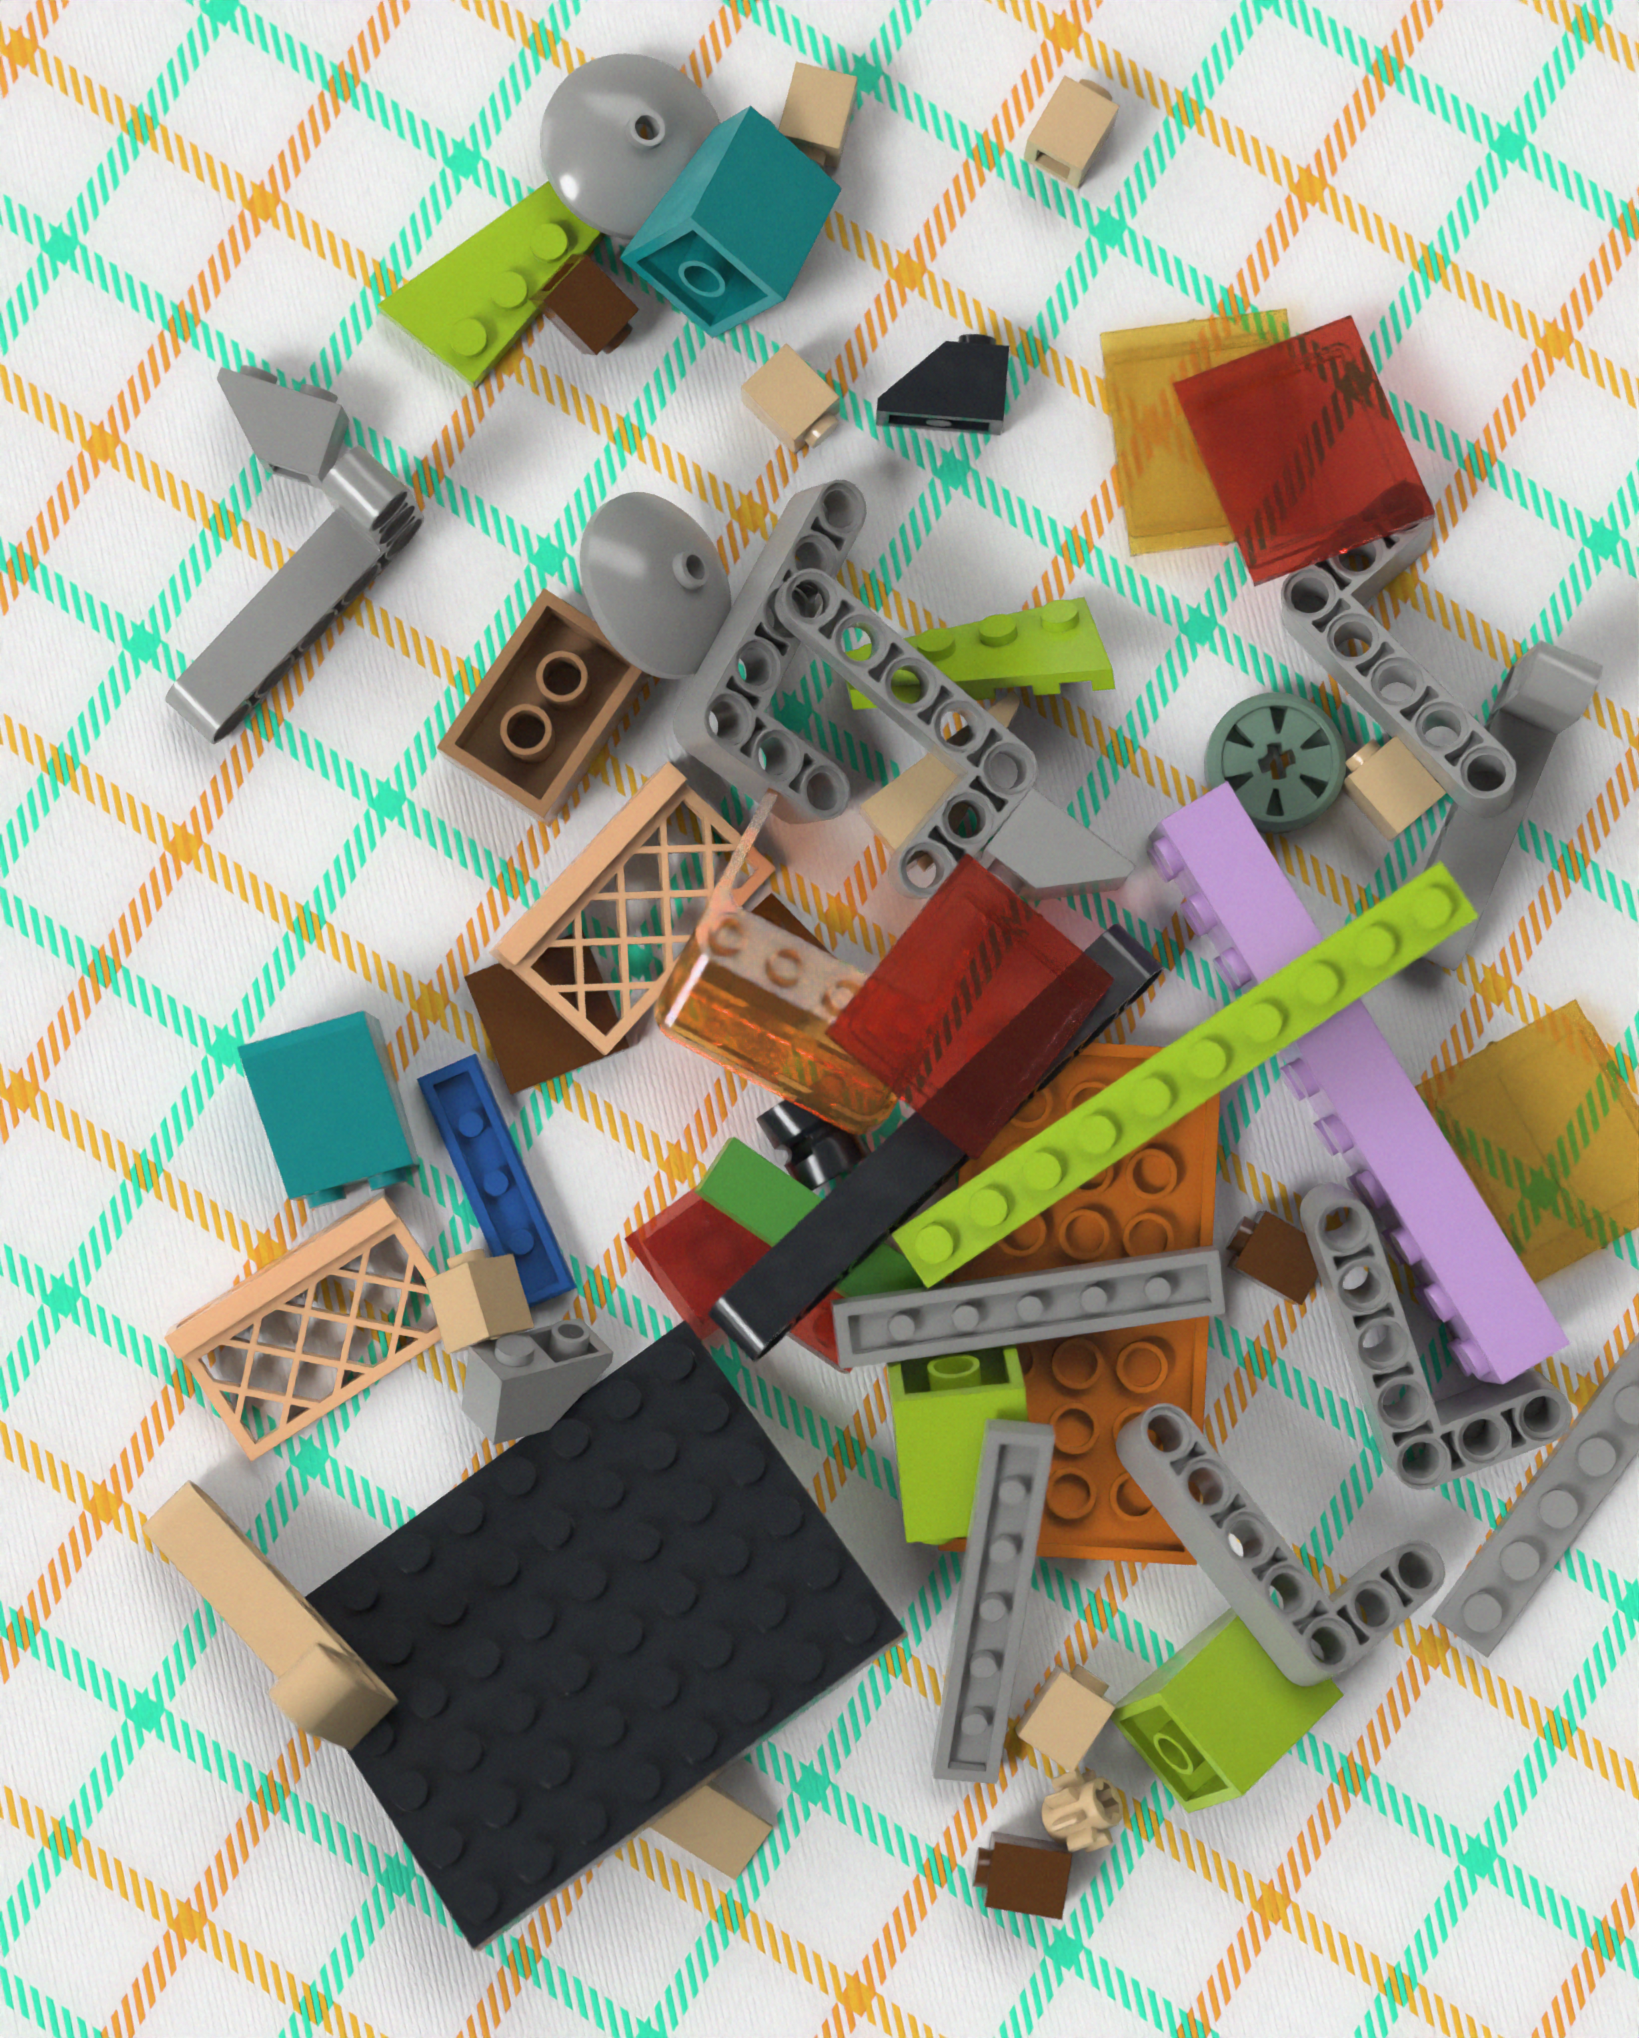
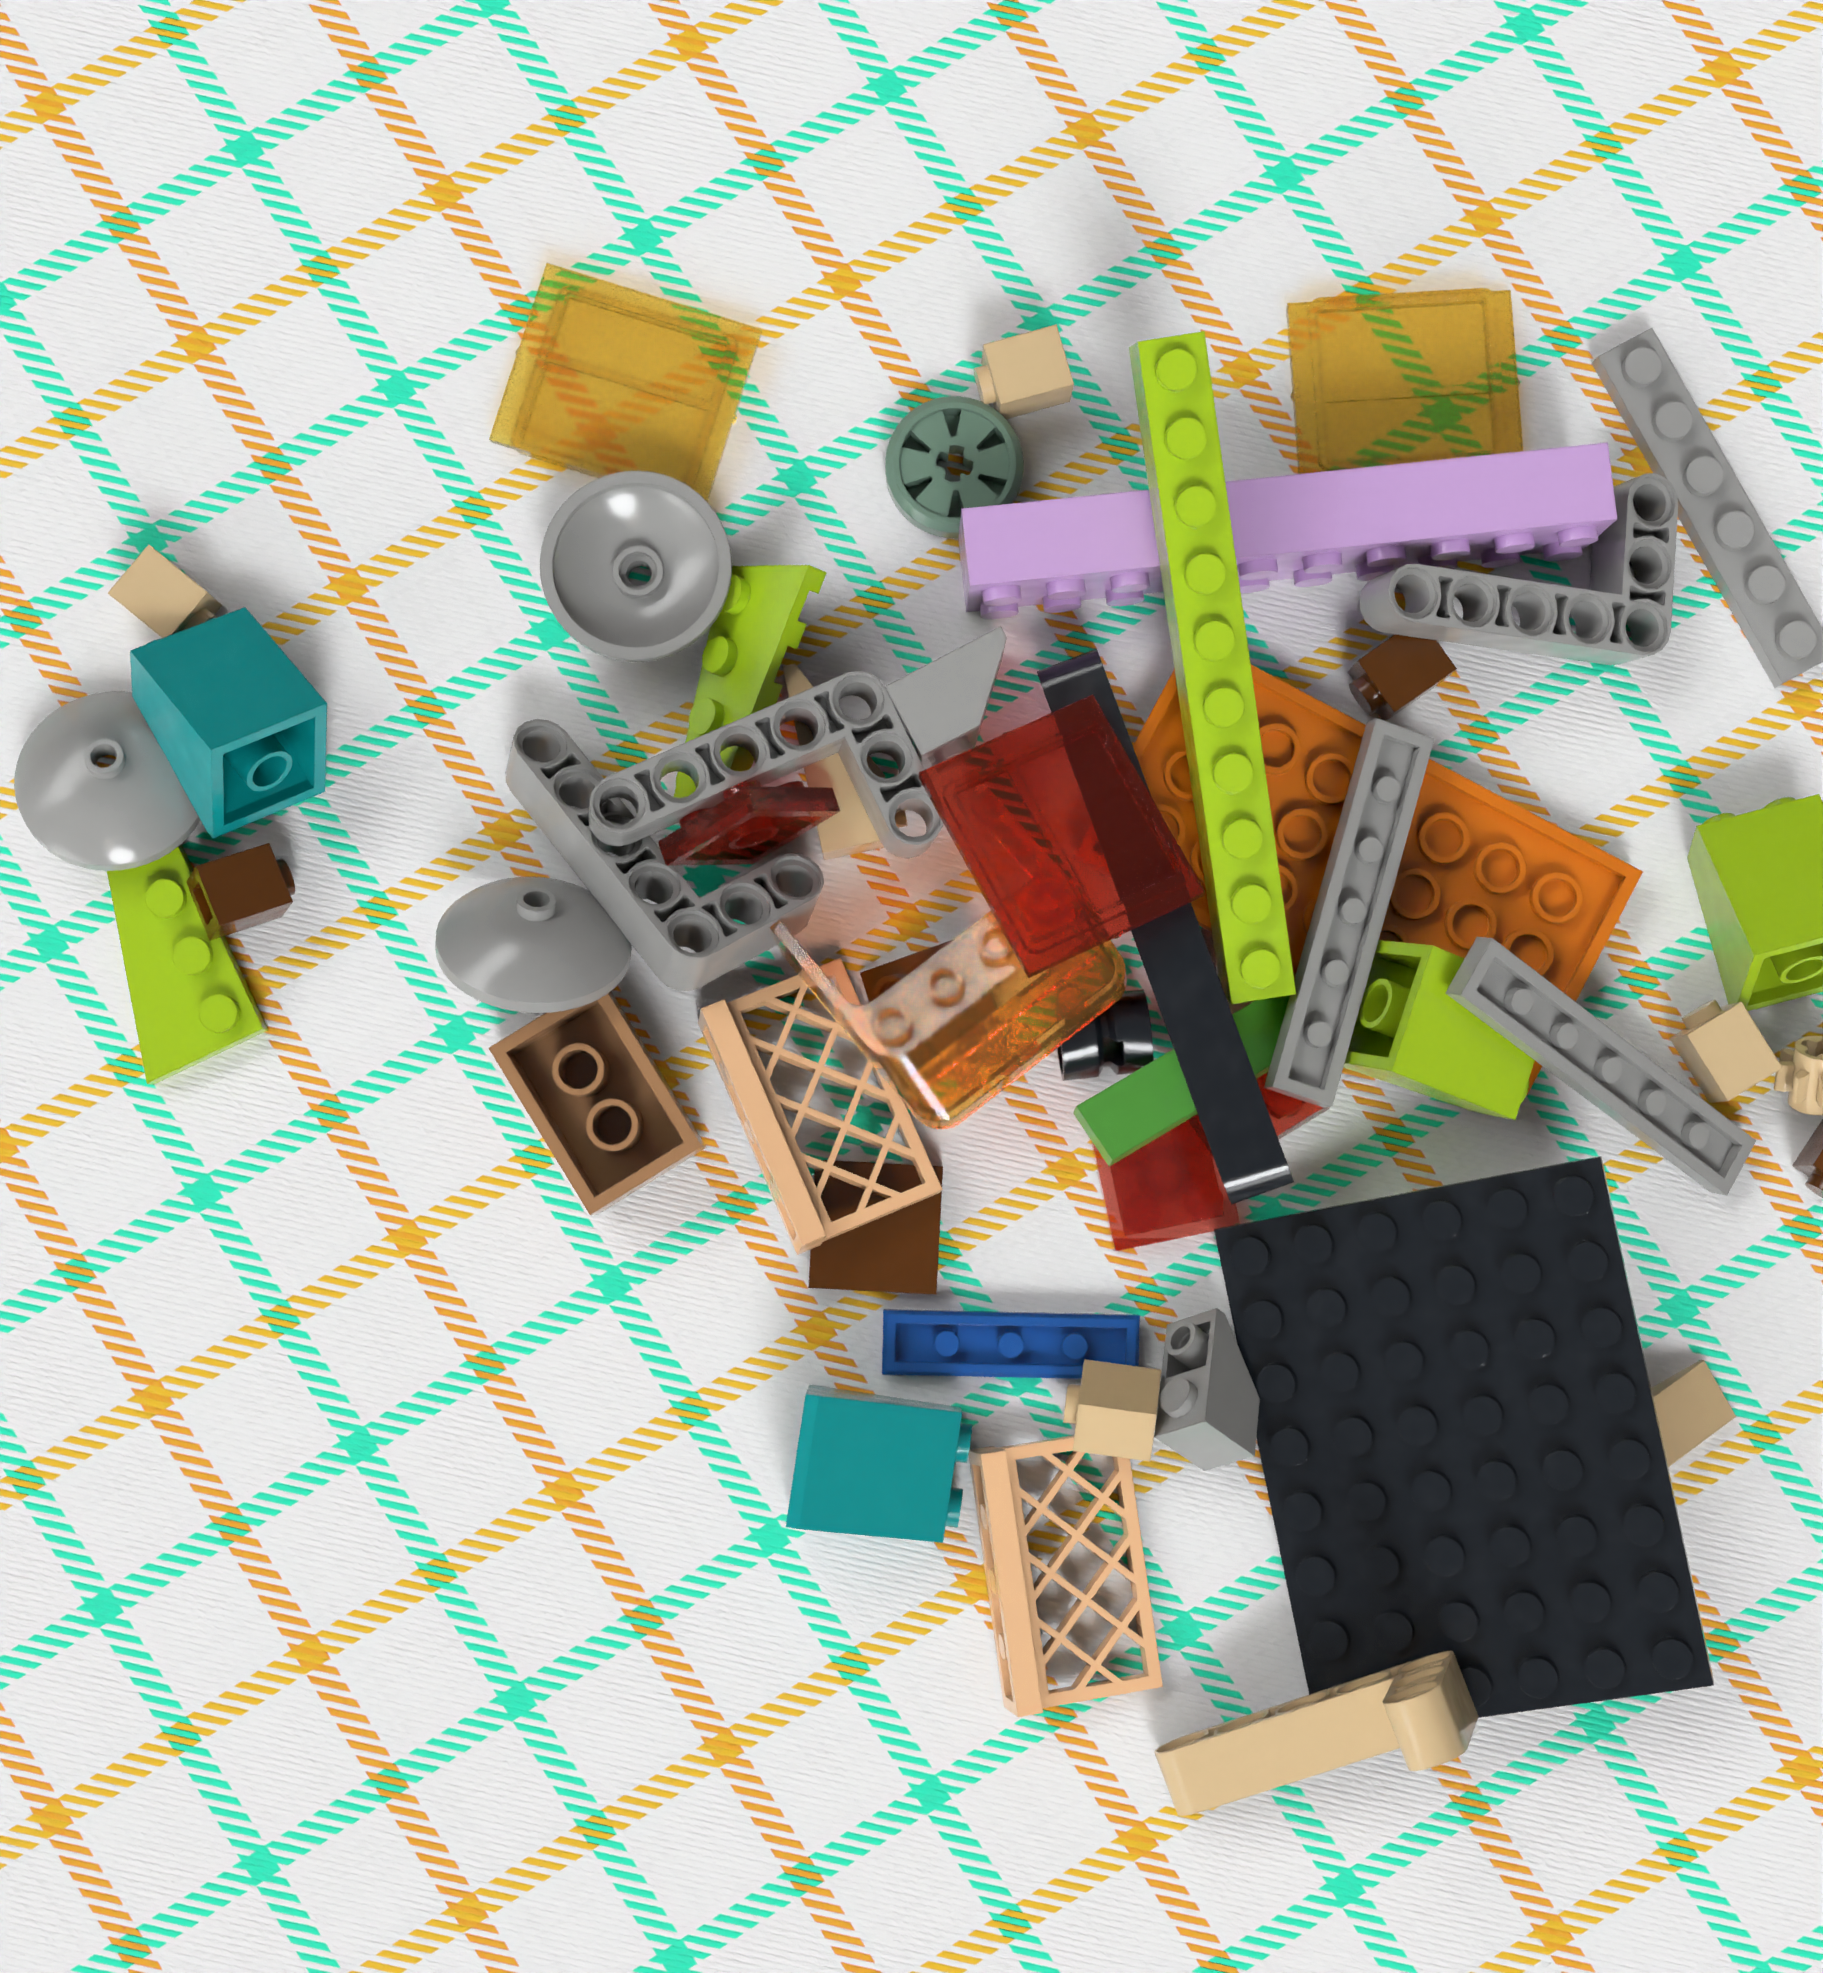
camera: 70 degrees left, 0 degrees up
(288, 429) = (223, 1220): light grey slope -> none
(365, 532) = (353, 1188): light grey beam -> none
(792, 400) = (419, 744): tan brick -> none
(852, 724) = (748, 824): none -> clear red plate
(951, 389) = (479, 594): black slope -> none
(1051, 475) = (629, 524): none -> light grey dish
(1072, 130) = (291, 376): tan brick -> none
(1267, 1557) = (1673, 803): light grey beam -> none
(1303, 451) = (686, 306): clear red piece -> none
(1391, 663) = (912, 318): light grey beam -> none
(1535, 703) = (1014, 220): light grey beam -> none

